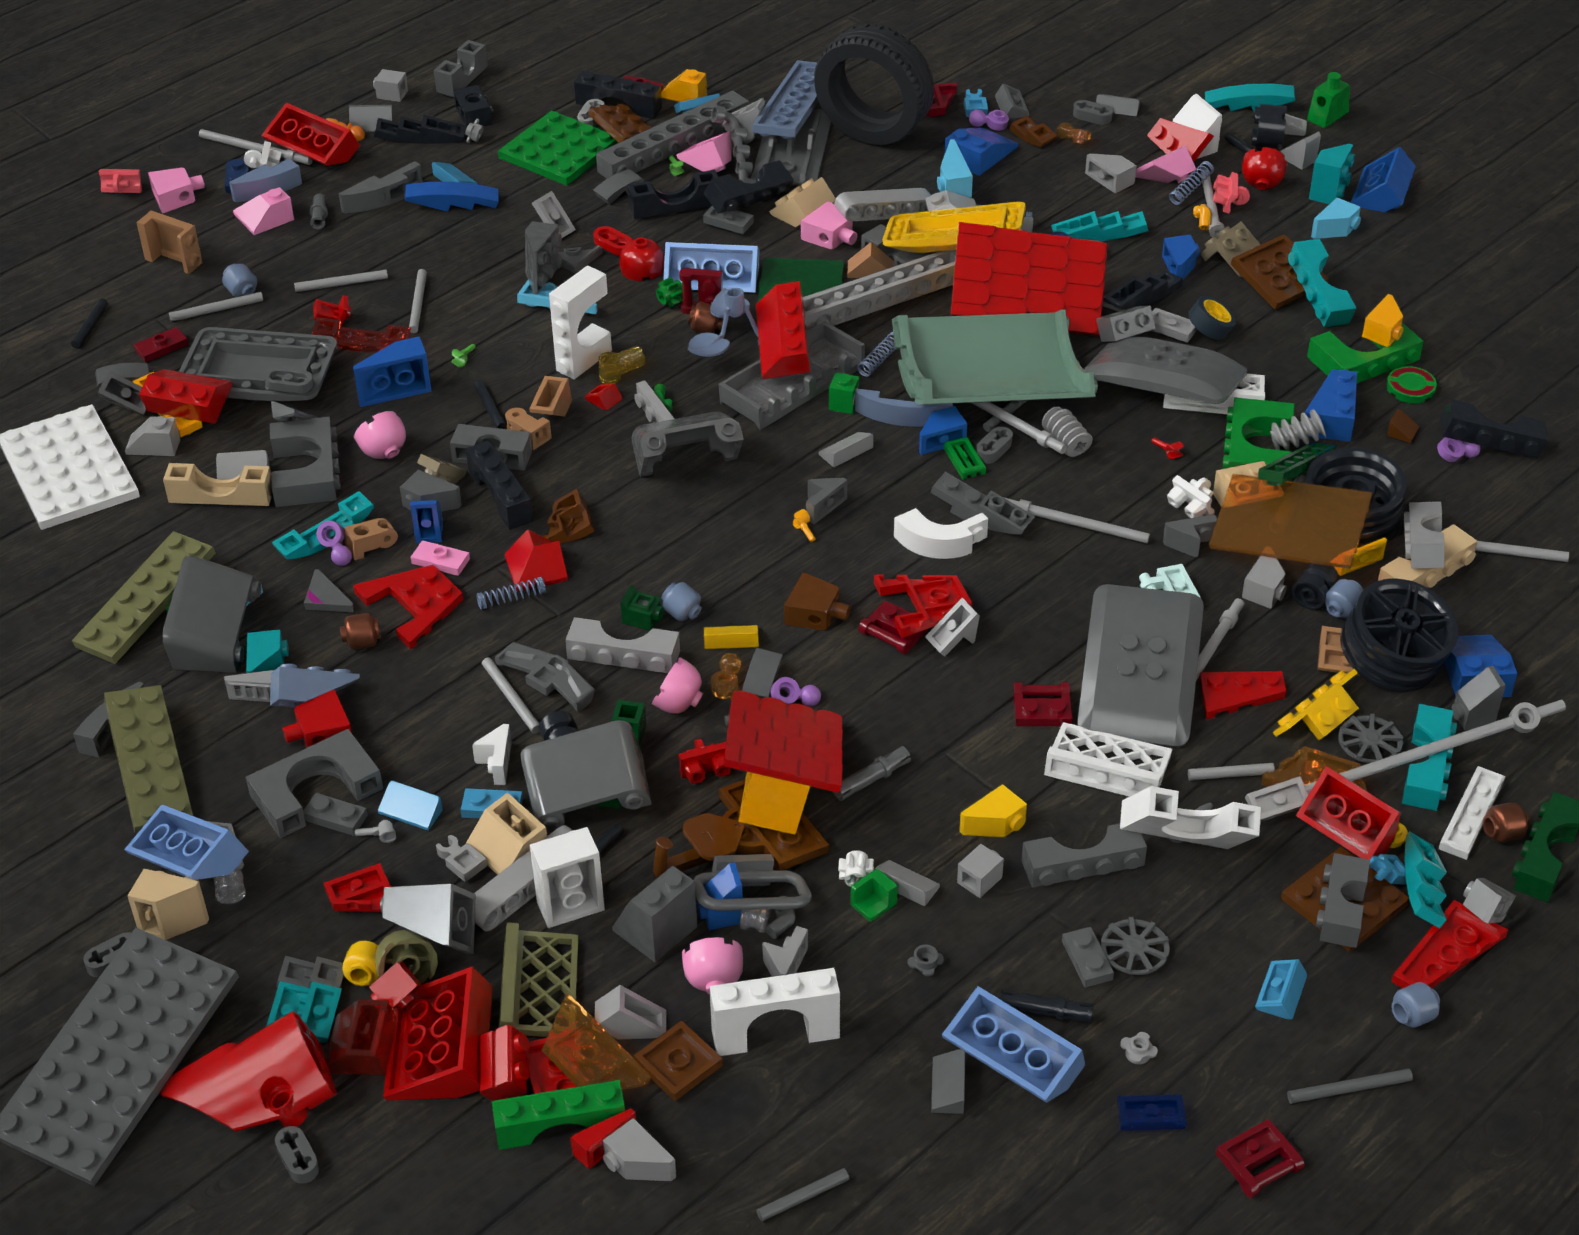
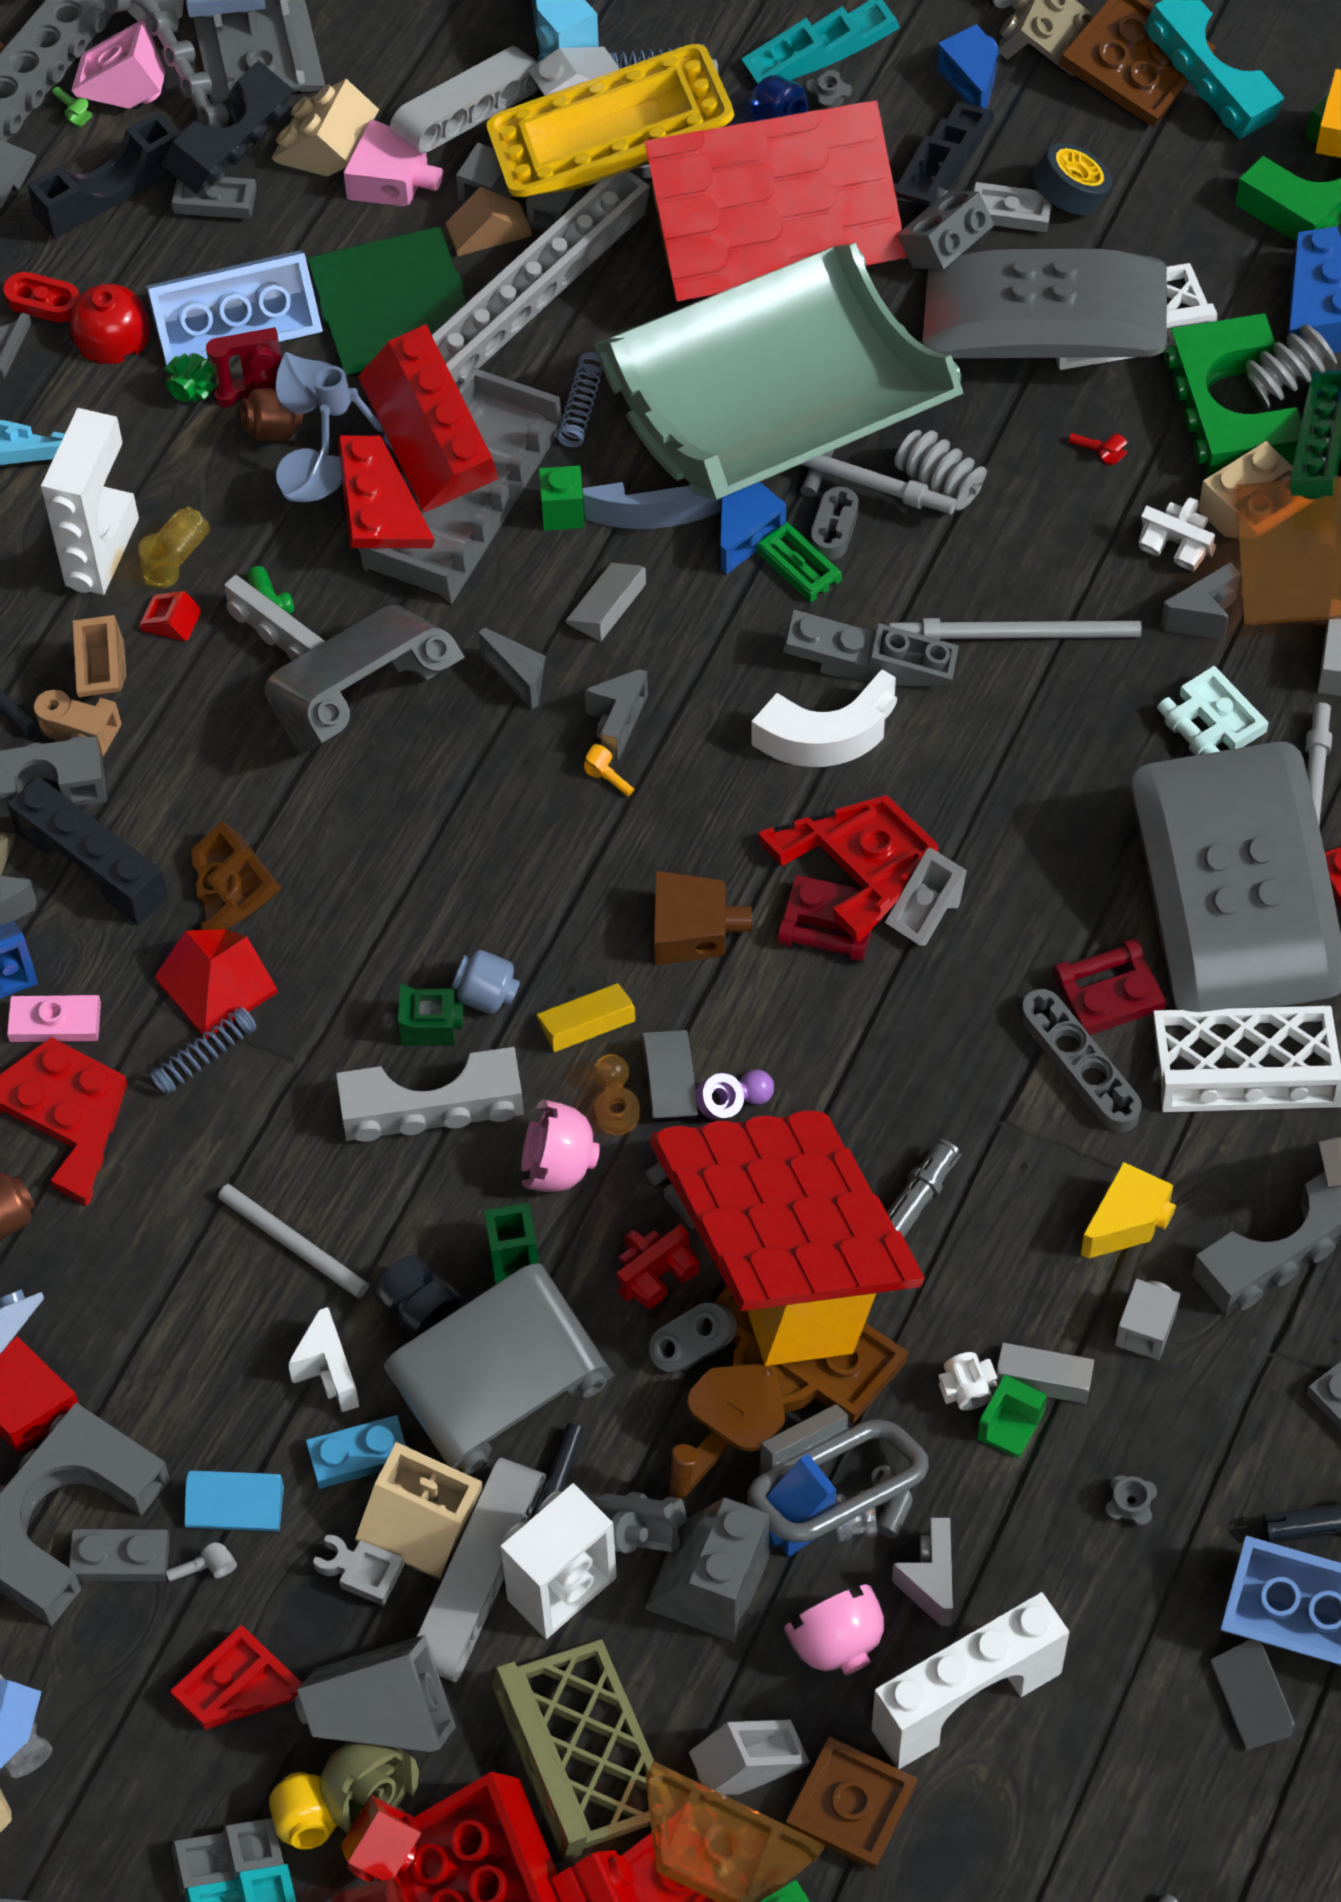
camera: 20 degrees left, 15 degrees up
(548, 673) = (337, 1184): dark grey plate -> none
(627, 877) = (644, 1521): none -> dark grey hips
(702, 799) = (690, 1338): none -> dark grey plate
(739, 363) = (377, 498): none -> red wing
(778, 462) = (515, 664): none -> dark grey slope
(1007, 734) = (1076, 1062): none -> dark grey beam

